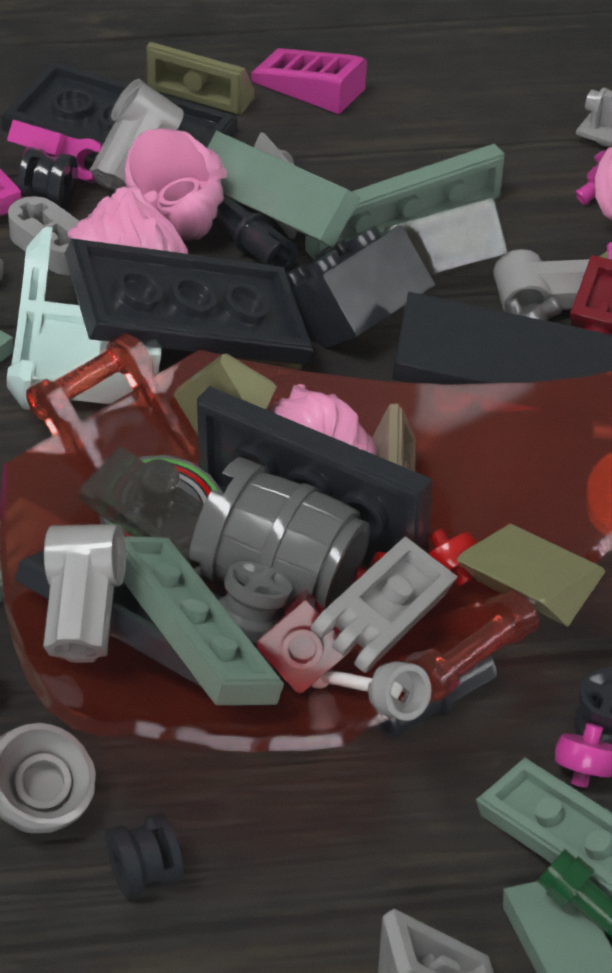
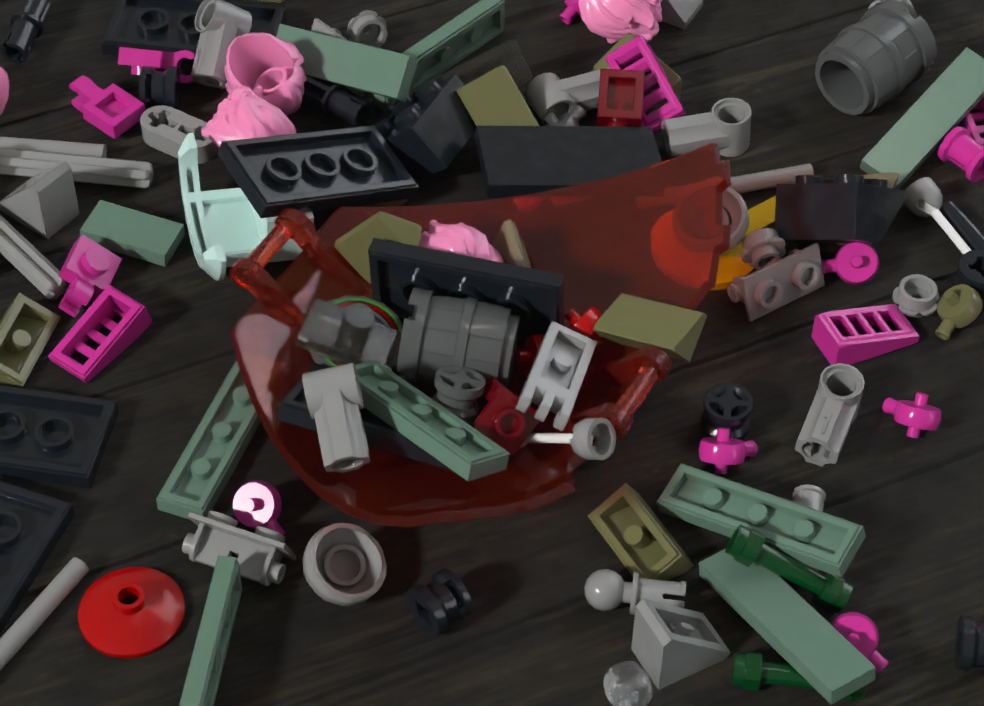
camera: 15 degrees left, 5 degrees up
(329, 148) = (377, 30): none -> light grey plate
(369, 894) = (607, 590): none -> light grey pin
(440, 841) = (639, 536): none -> olive slope
(444, 266) = (496, 100): none -> olive slope

